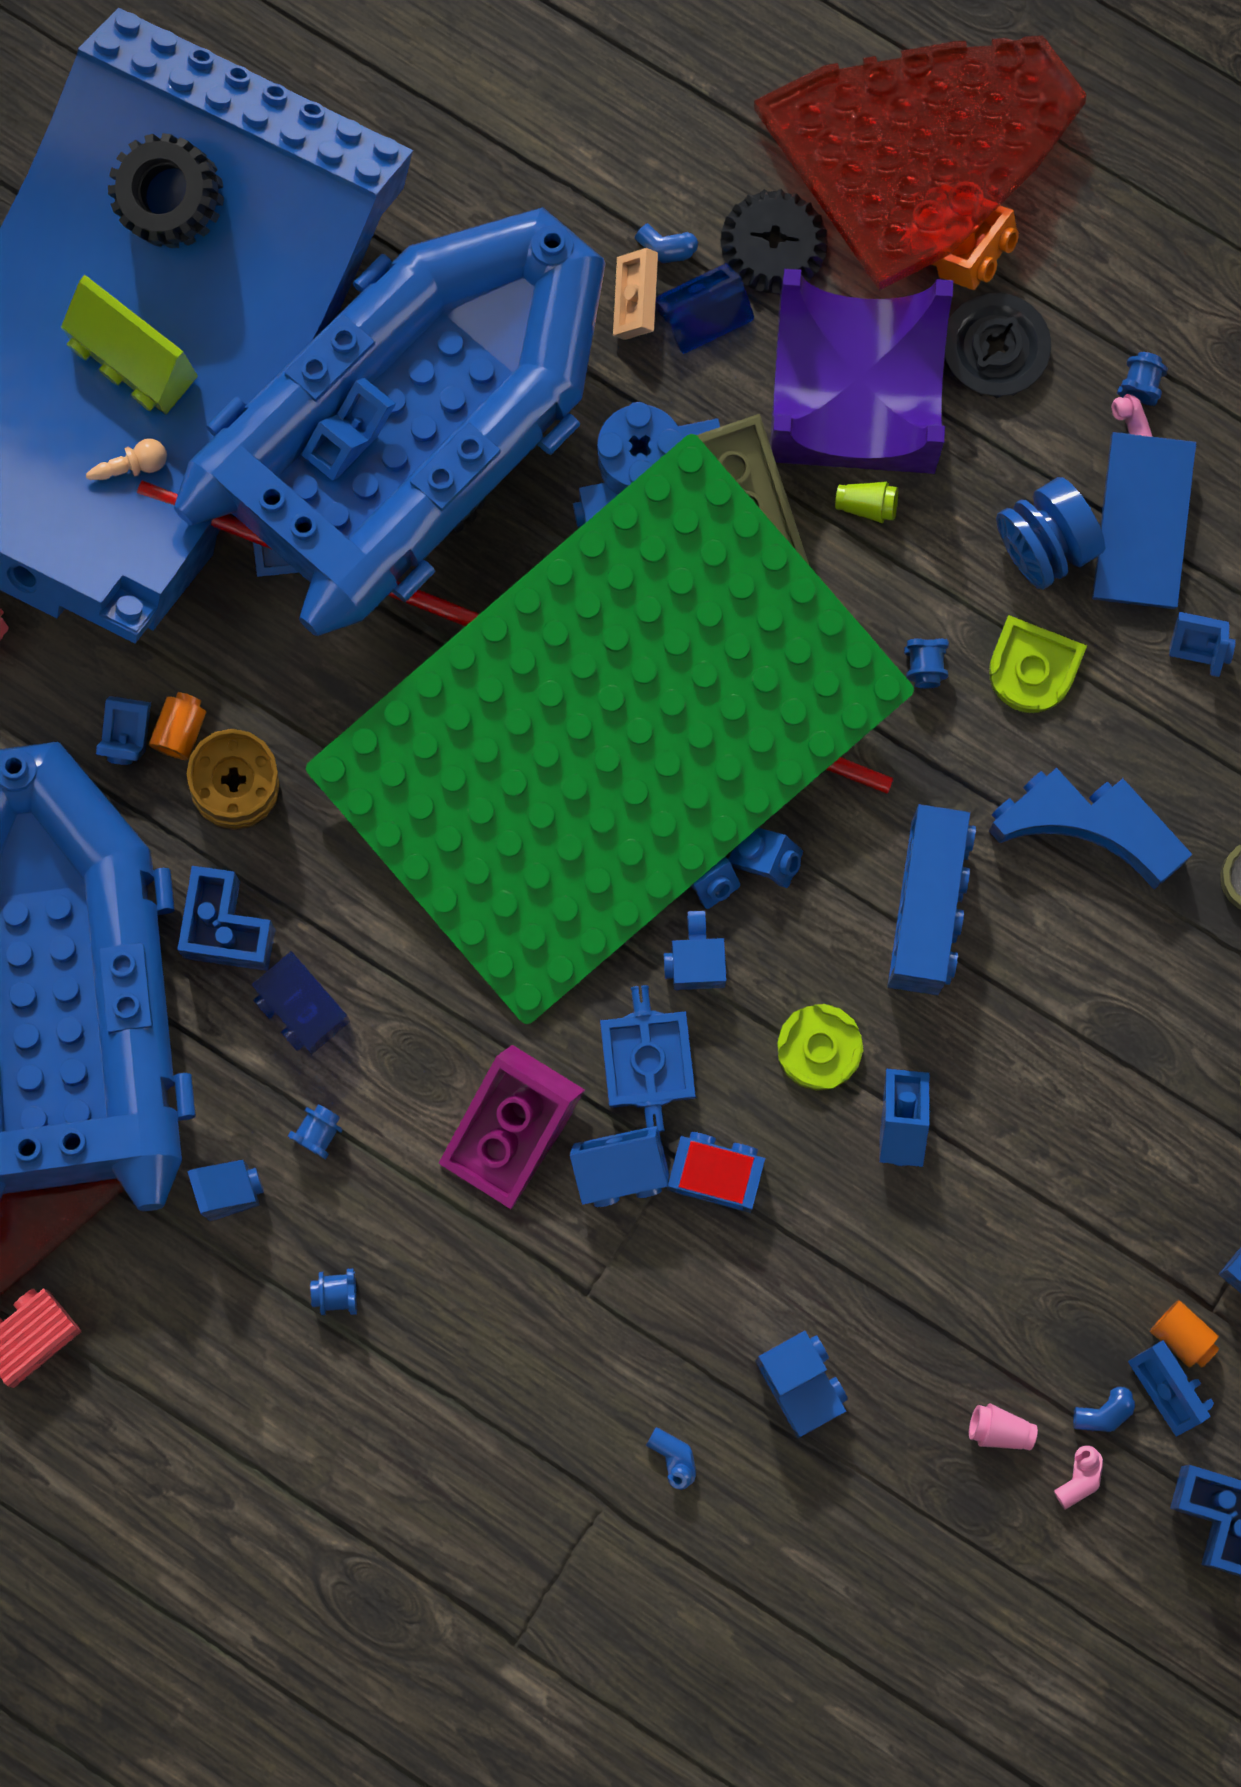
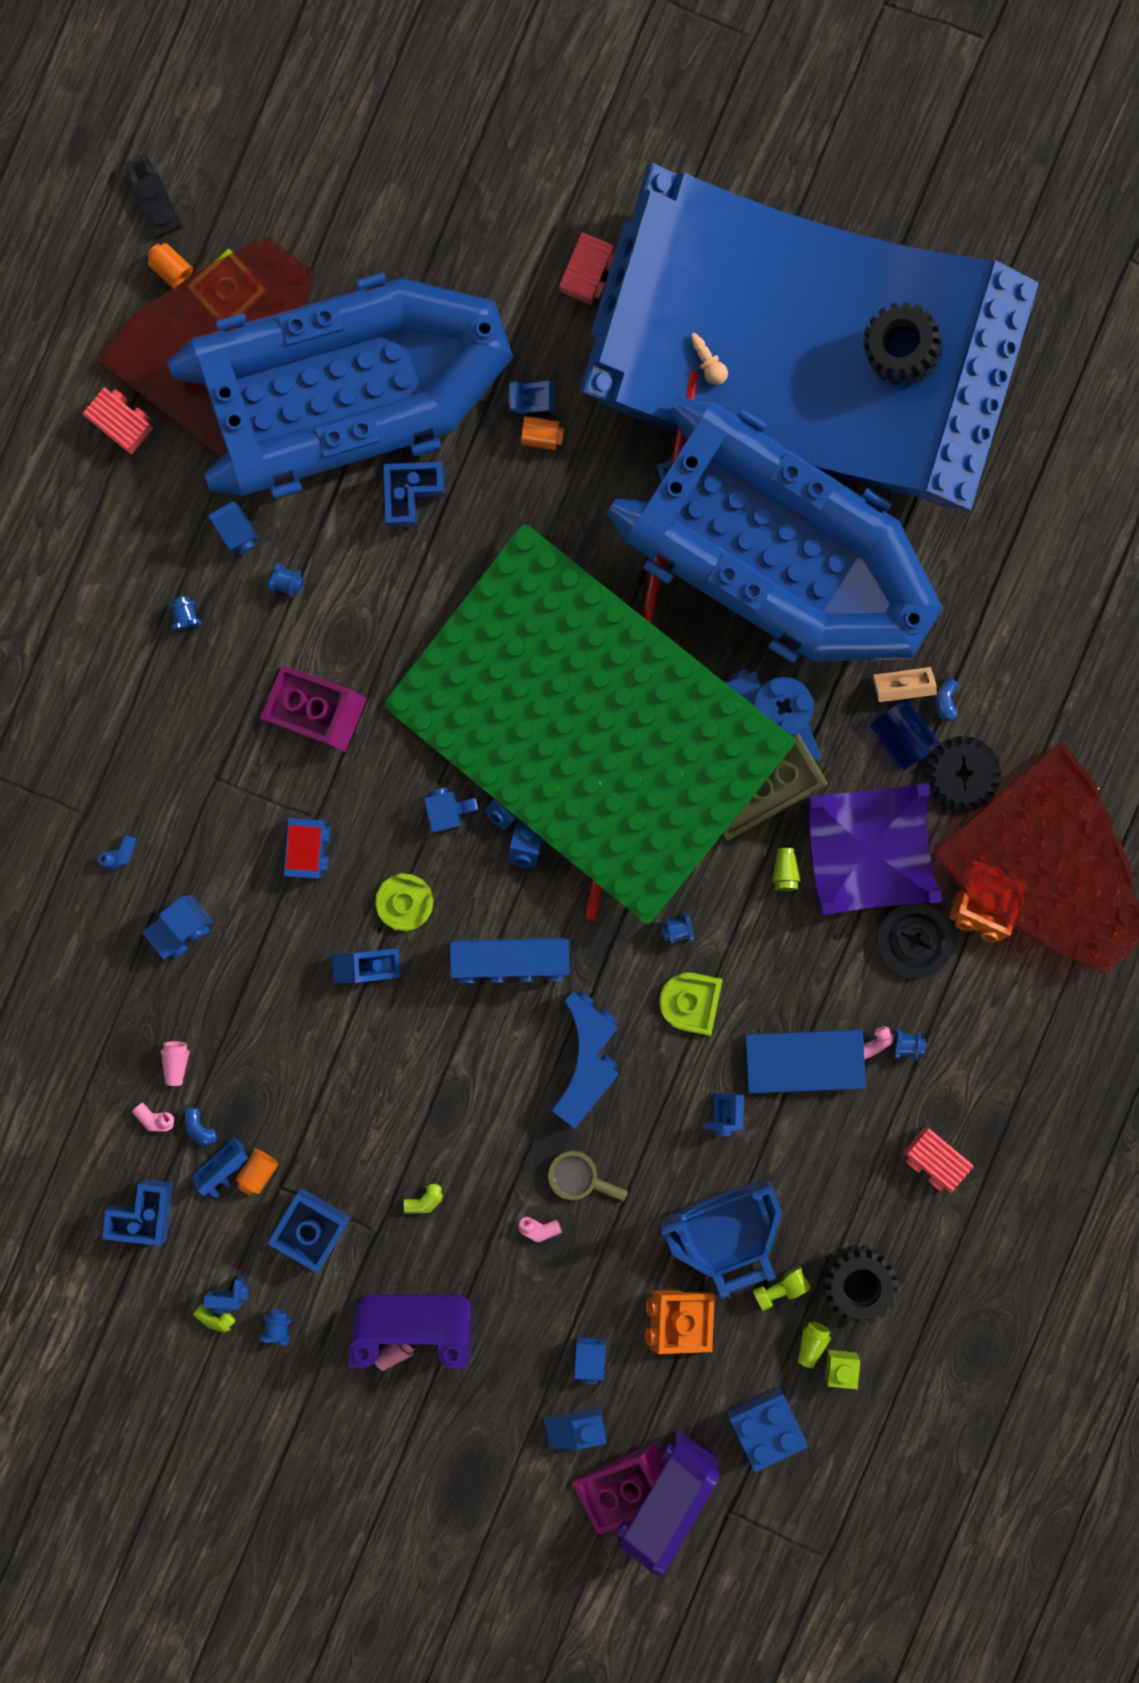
camera: 80 degrees right, 10 degrees up
(126, 347) = (787, 341): lime slope -> none
(230, 754) = (493, 469): pearl gold wheel -> none
(300, 1004) = (368, 552): clear blue brick -> none
(346, 435) = (756, 506): blue slope -> none
(620, 1166) = (297, 784): blue brick -> none
(647, 1059) = (373, 789): blue plate -> none
(1050, 533) = (781, 998): blue wheel -> none

